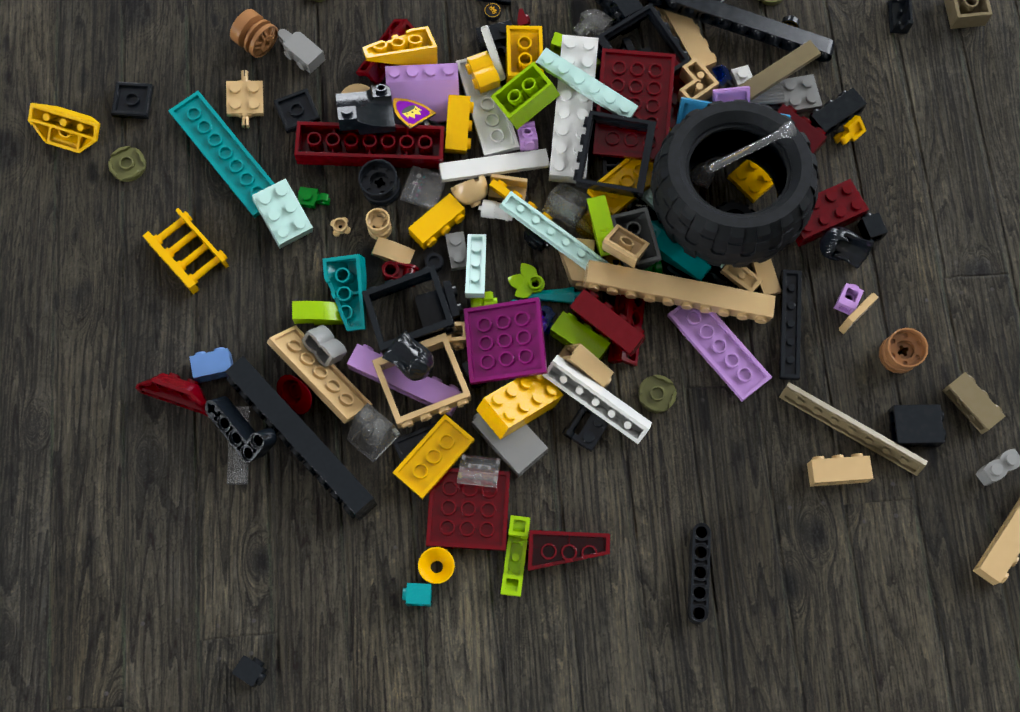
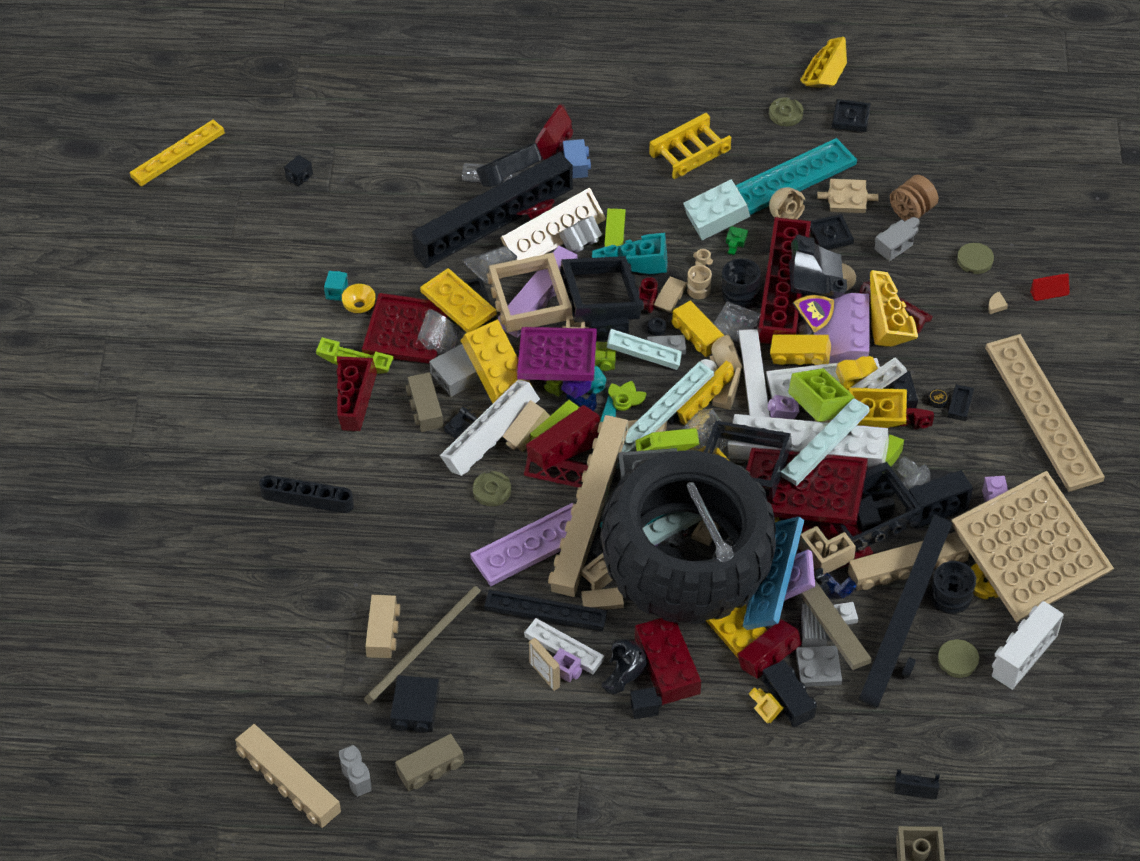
camera: 100 degrees right, 20 degrees down
(268, 150) = (787, 203): none -> tan cylinder
(410, 357) = (545, 275): black piece -> none
(565, 473) = (424, 402): none -> dark tan brick
(625, 245) = (636, 444): tan slope -> none
(825, 303) = (554, 640): none -> white plate
(912, 345) = (496, 699): medium nougat wheel -> none

